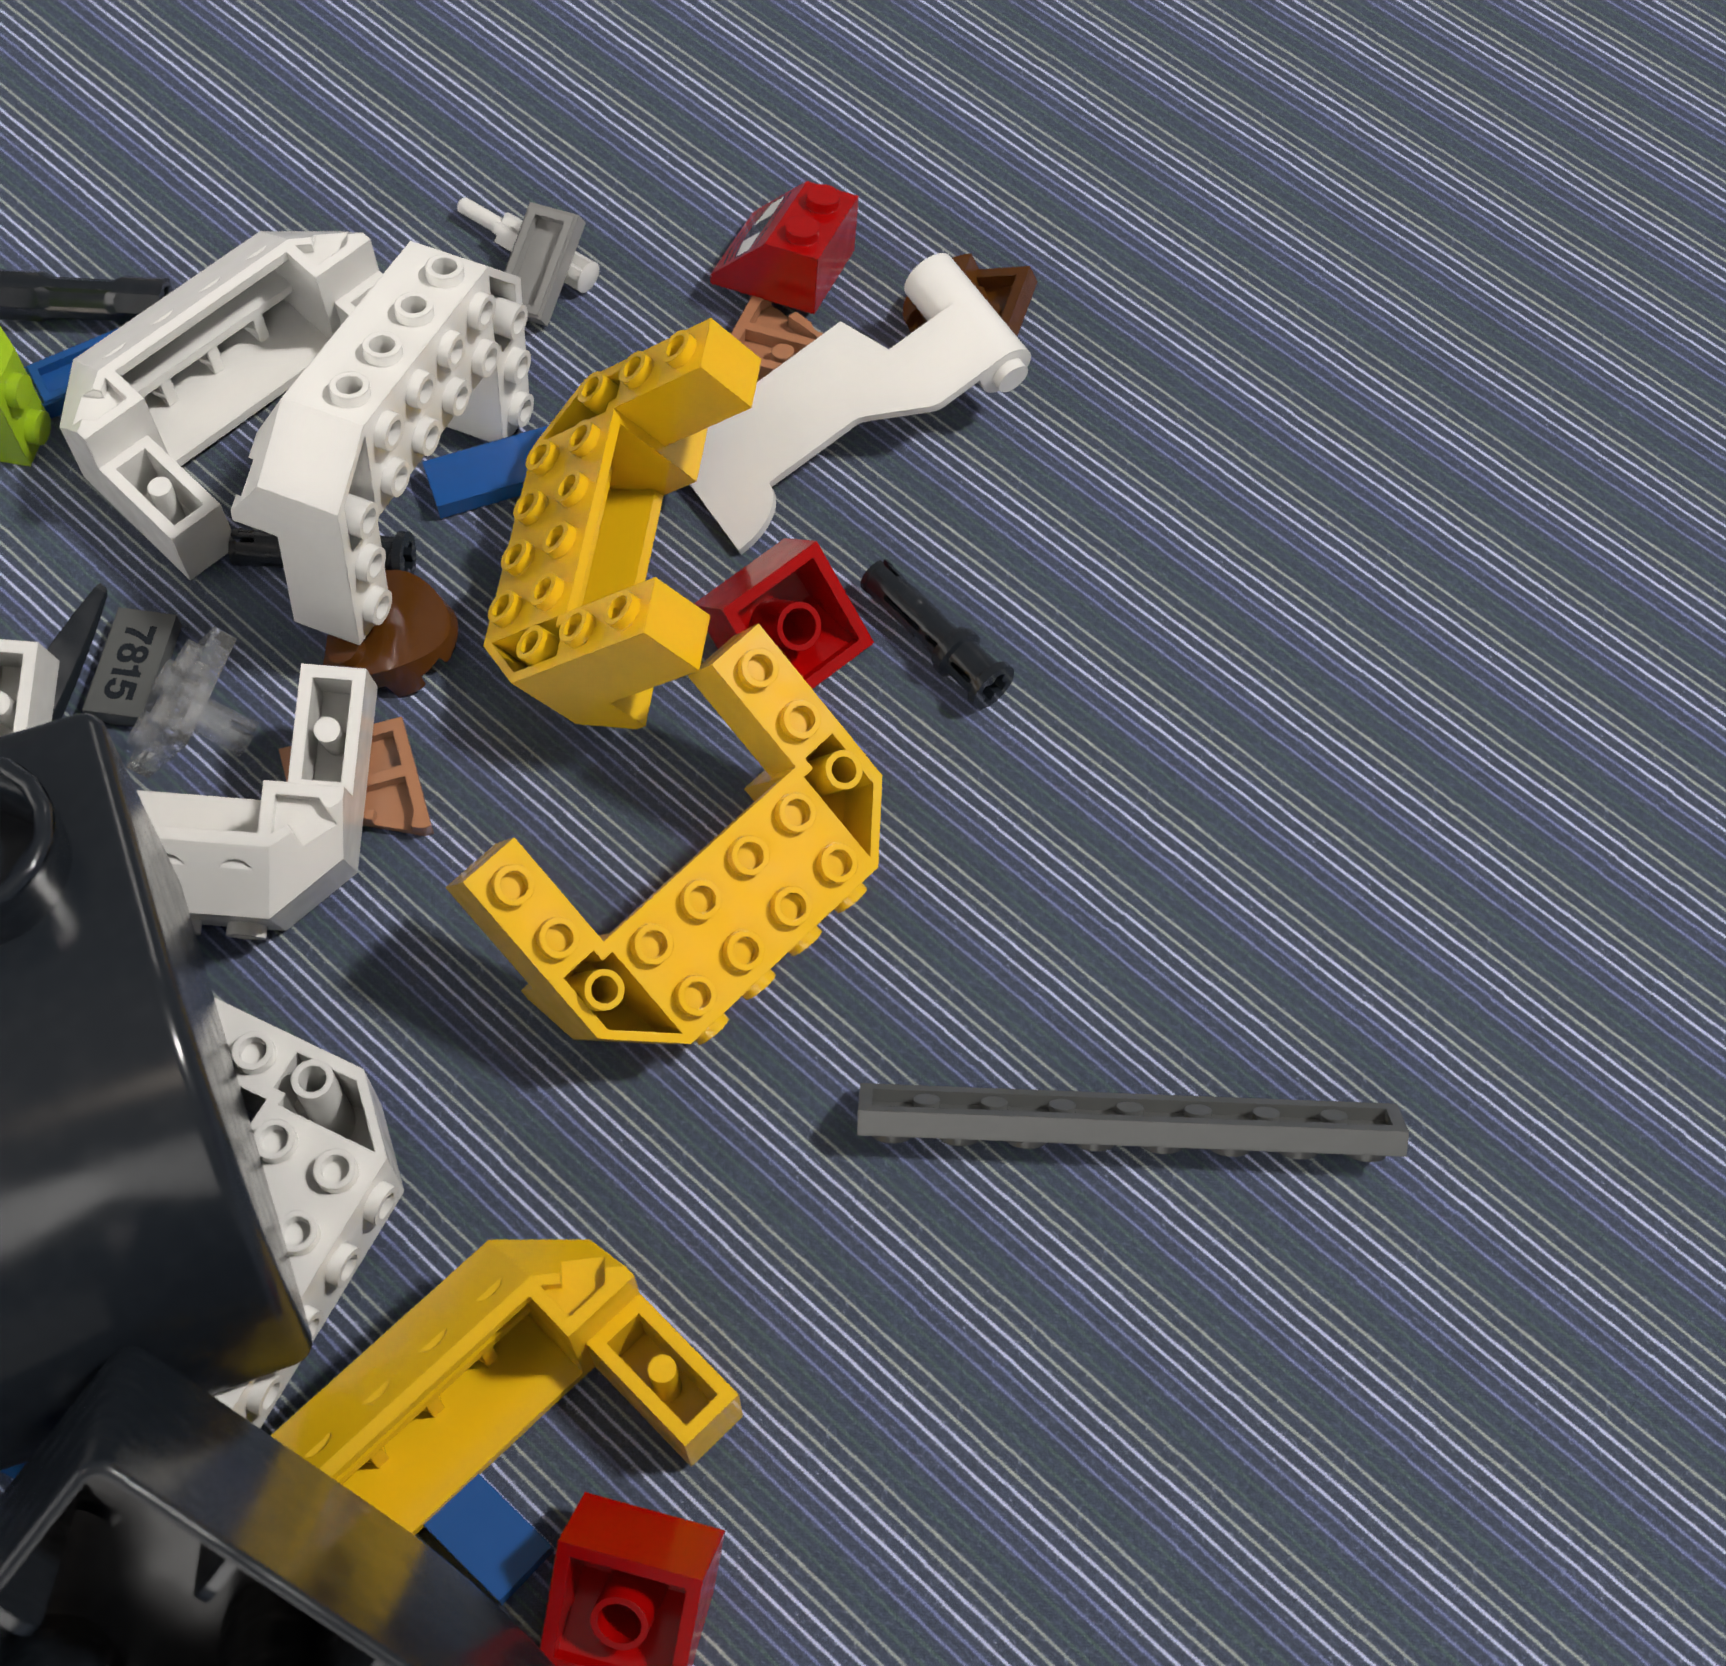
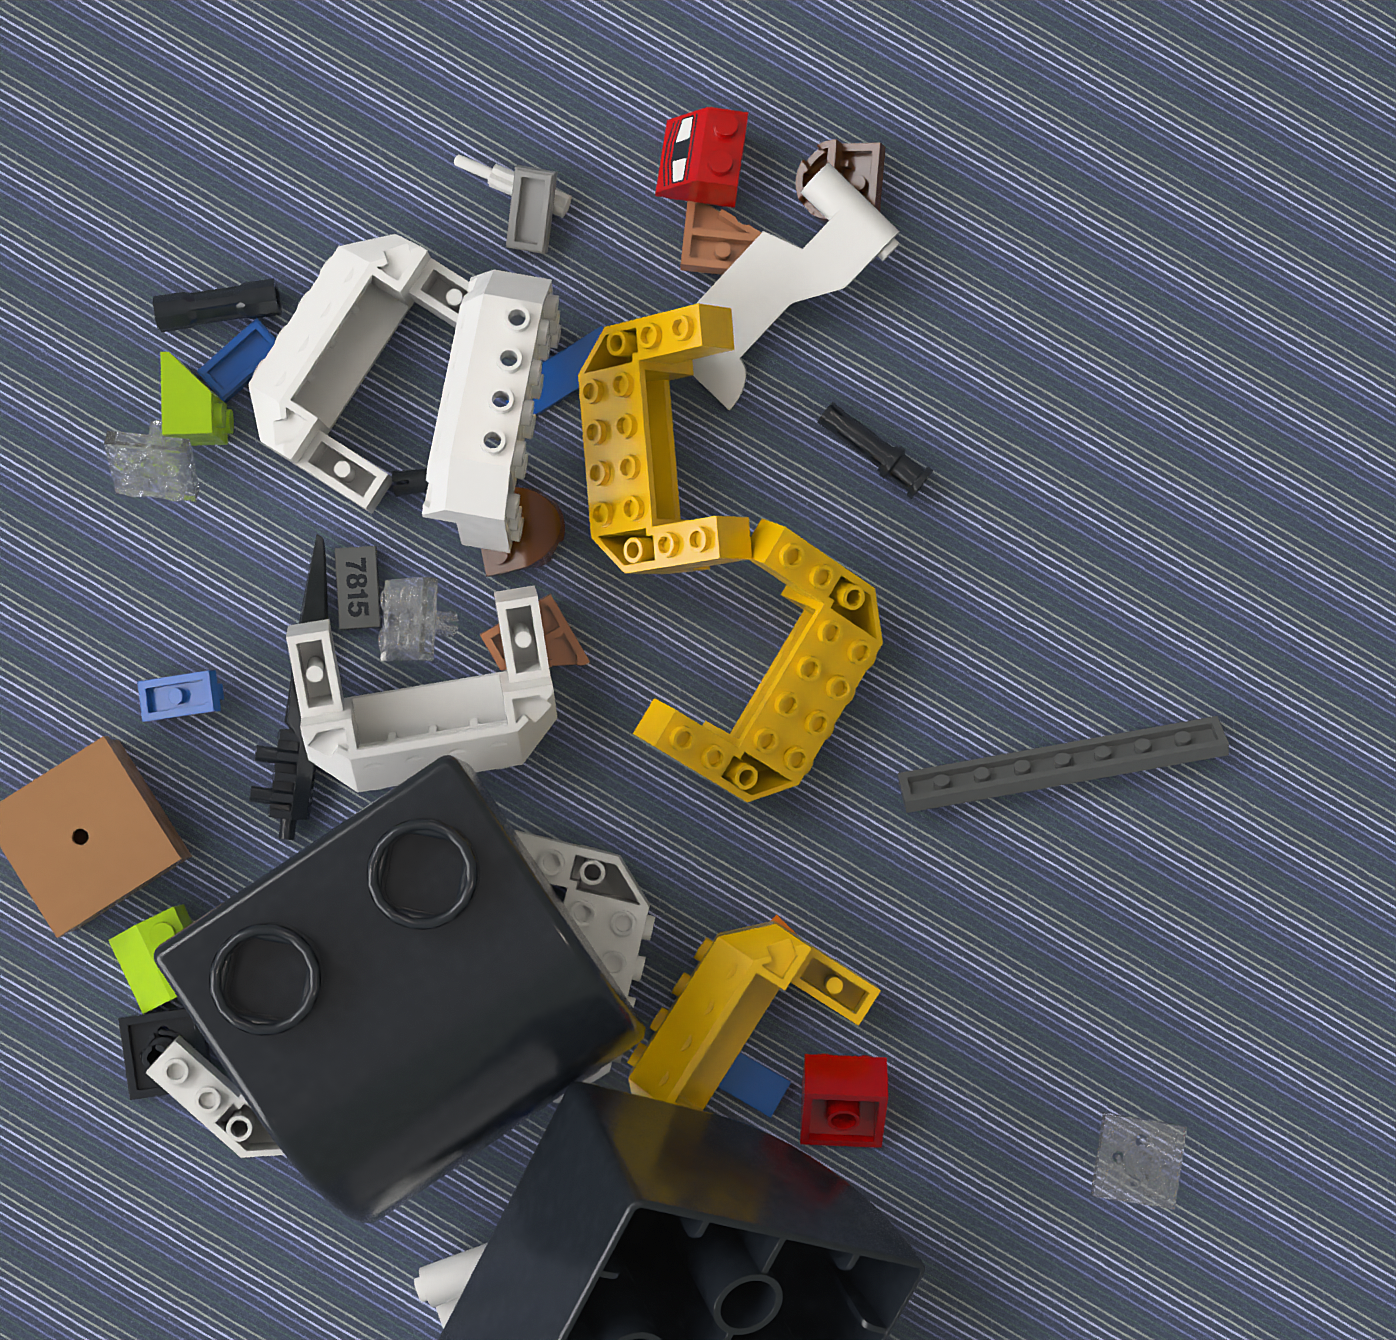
camera: 15 degrees left, 25 degrees up
(796, 604) = (775, 464): red slope -> none

